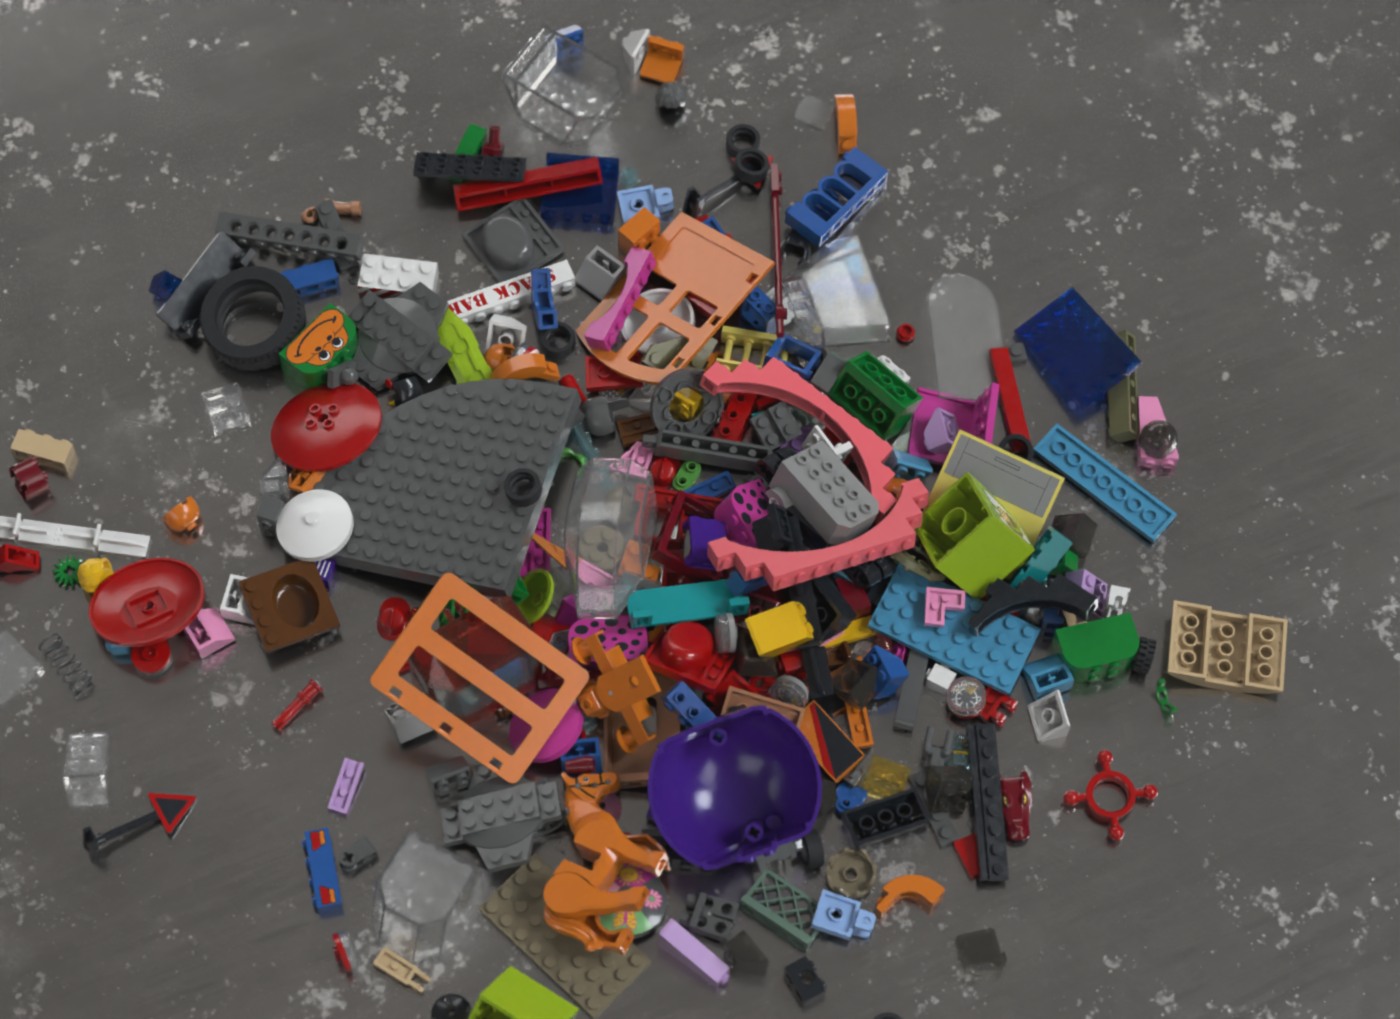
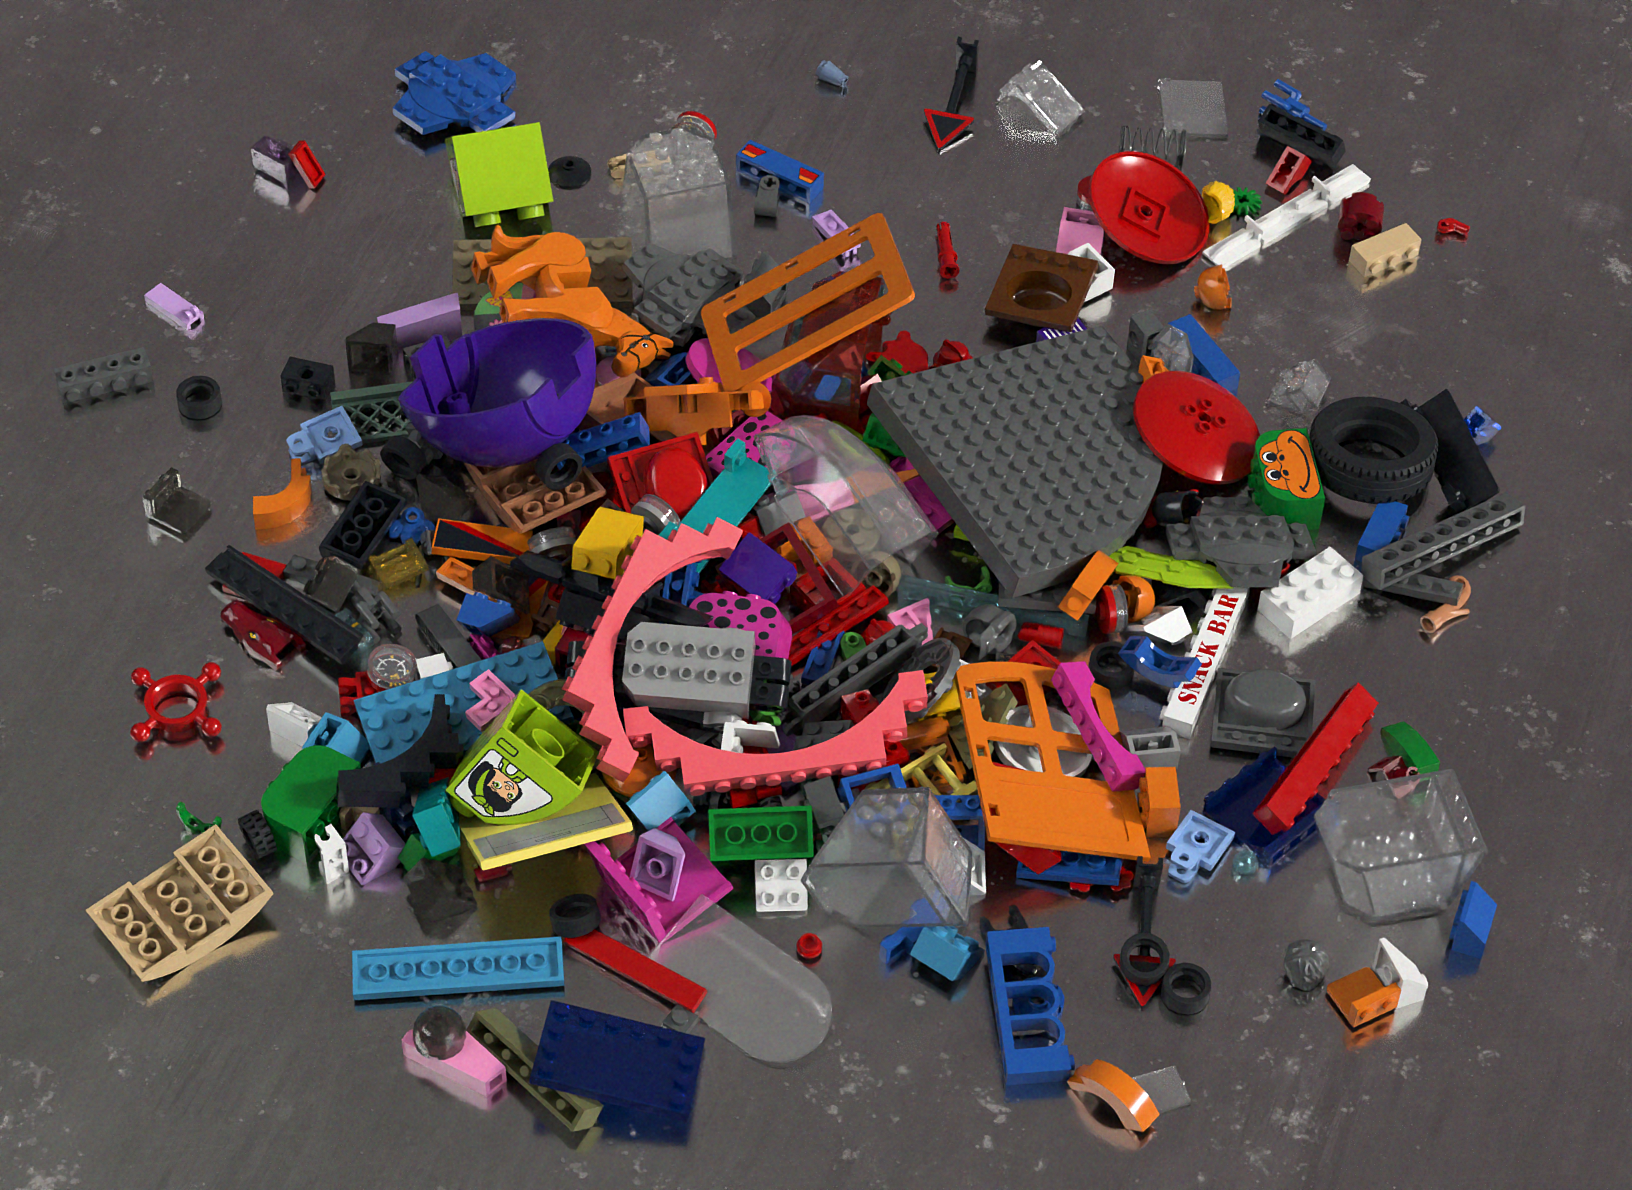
camera: 135 degrees right, 15 degrees down
(188, 929) = (830, 73): none -> sand blue cone
(246, 485) = (1208, 357): none -> blue brick
(314, 525) = (1097, 342): white dish -> none
(342, 374) = (1240, 472): dark grey tile -> none
(470, 167) = (1380, 720): black bracket -> none
(518, 475) = (957, 444): black tyre -> none
(582, 765) = (662, 358): dark red cone -> none
(773, 530) = (698, 594): black bracket -> none
(776, 190) = (1091, 957): dark red bar -> none

